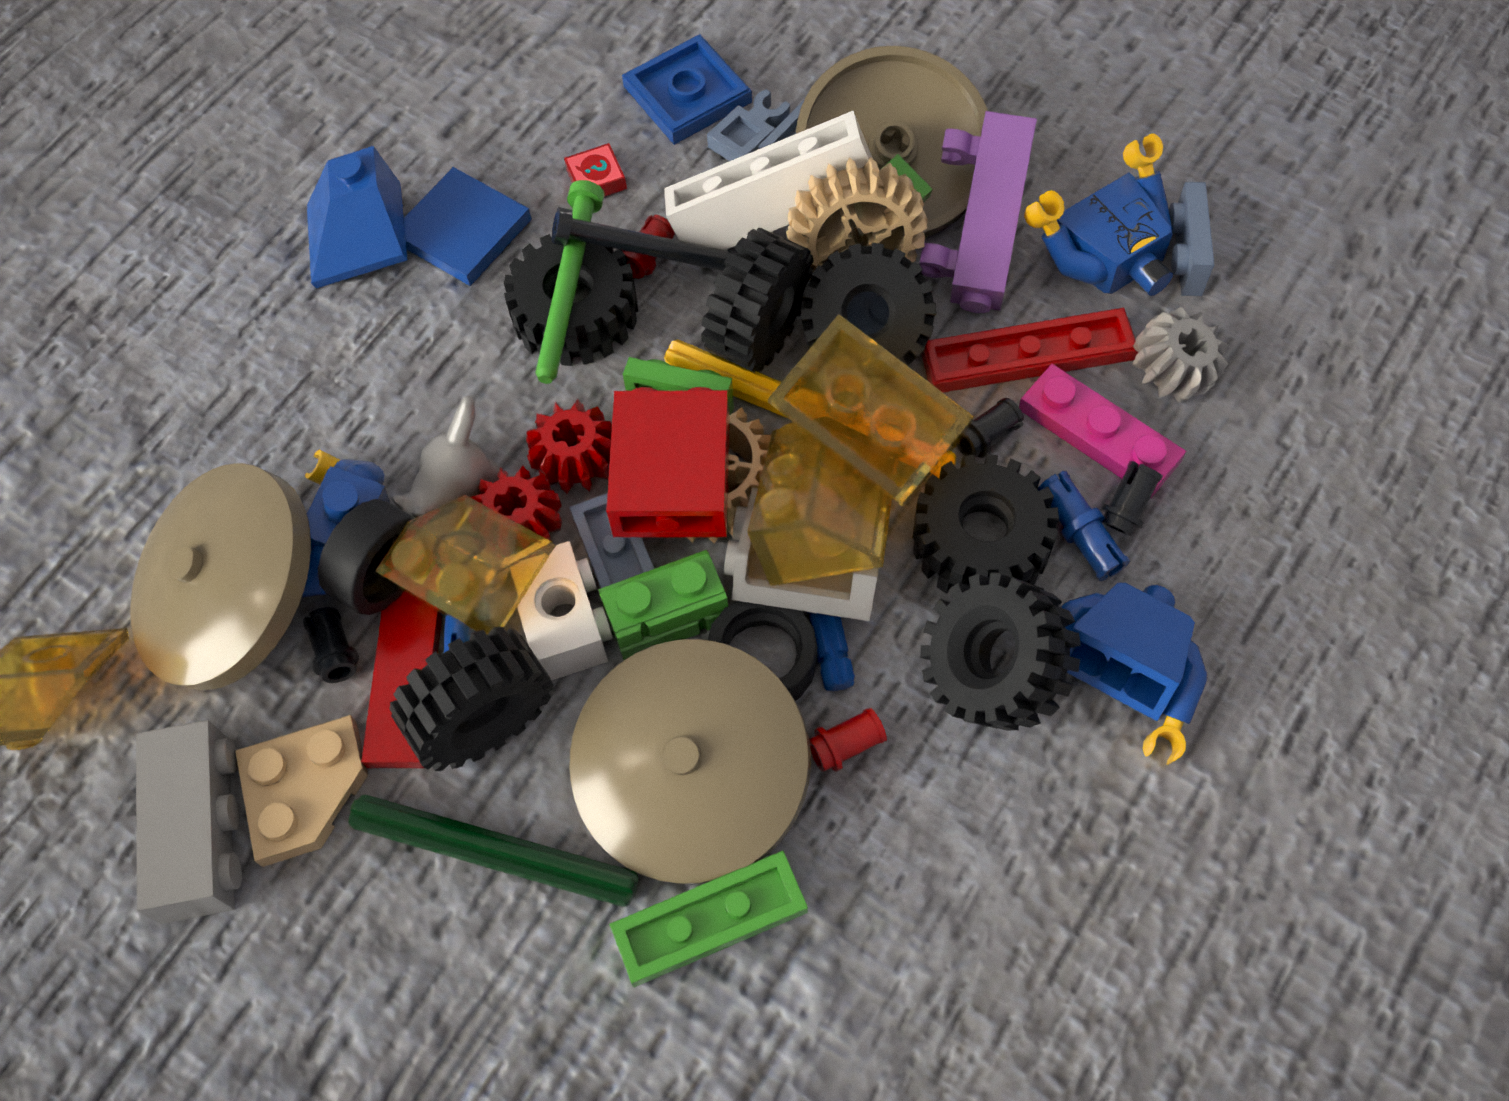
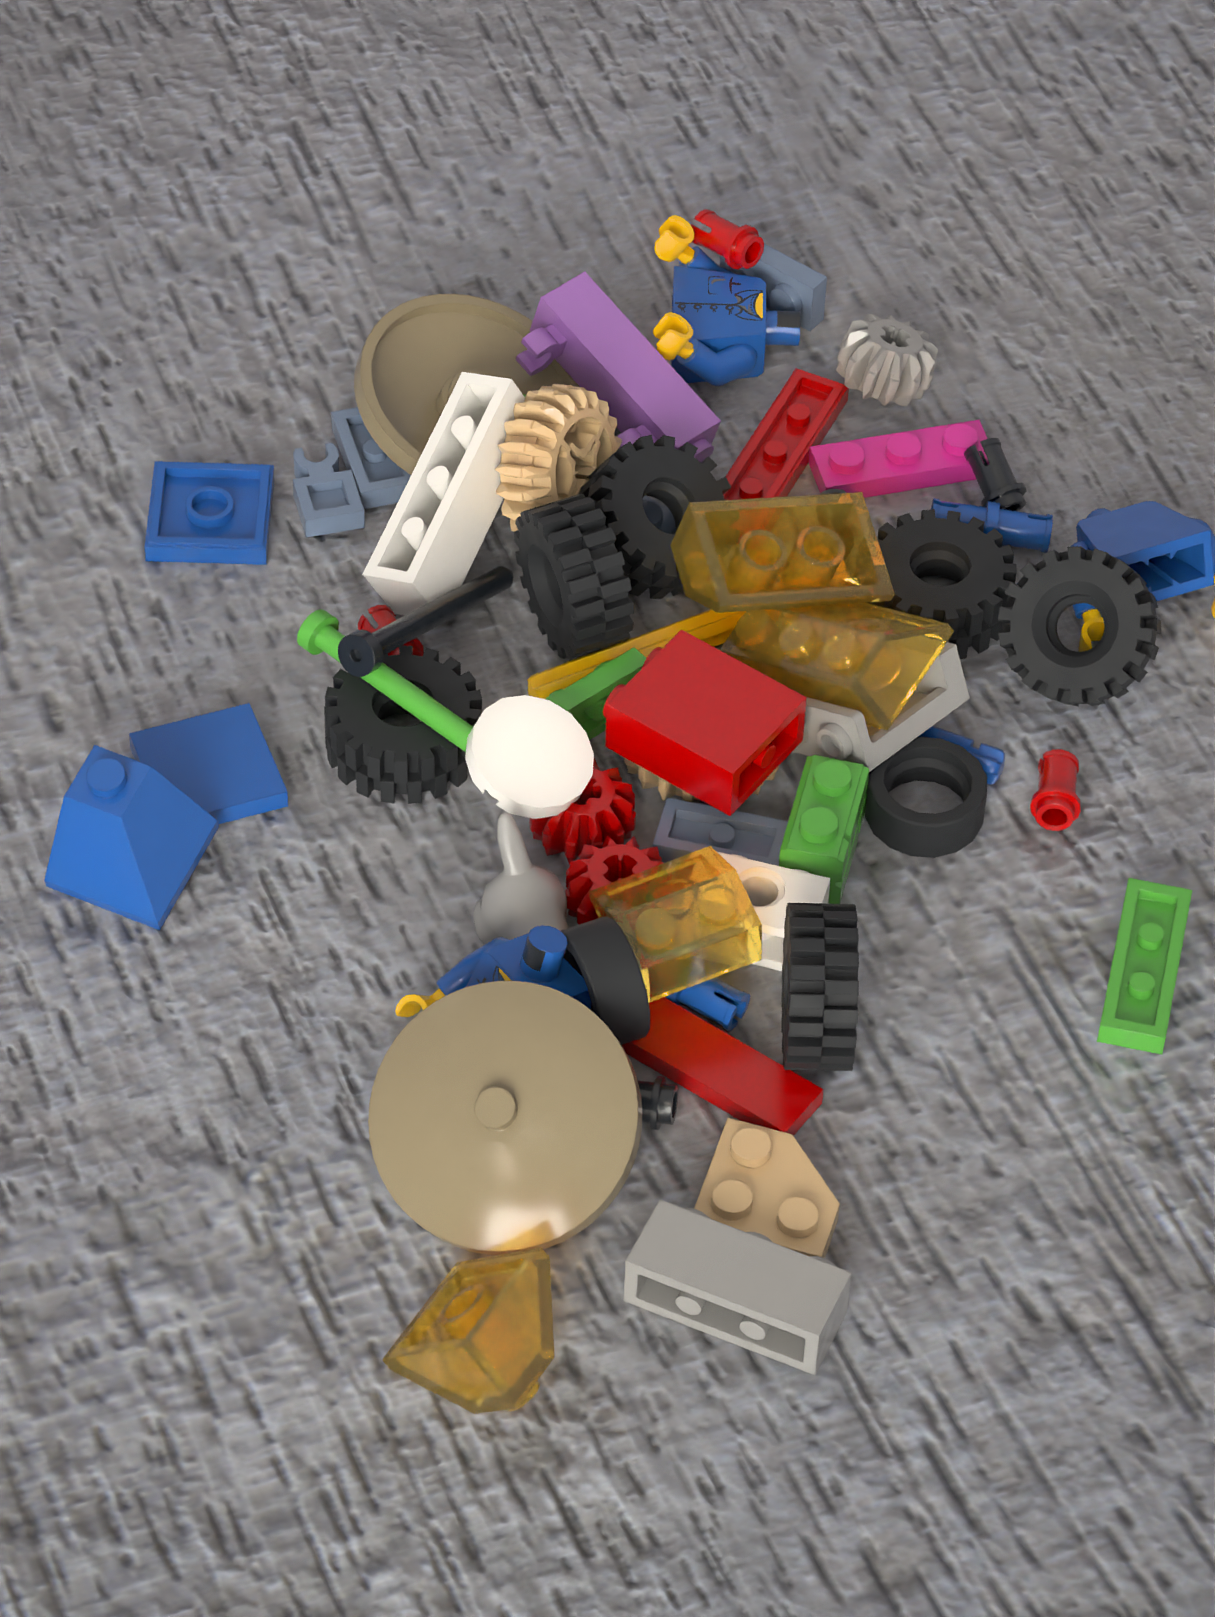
camera: 60 degrees left, 15 degrees down
(494, 850) = (952, 1085): dark green axle -> none
(549, 379) = (529, 756): none -> white tile
(597, 166) = (249, 635): tile -> none
(689, 761) = (993, 892): dark tan dish -> none
(1179, 190) = (738, 245): none -> red pin

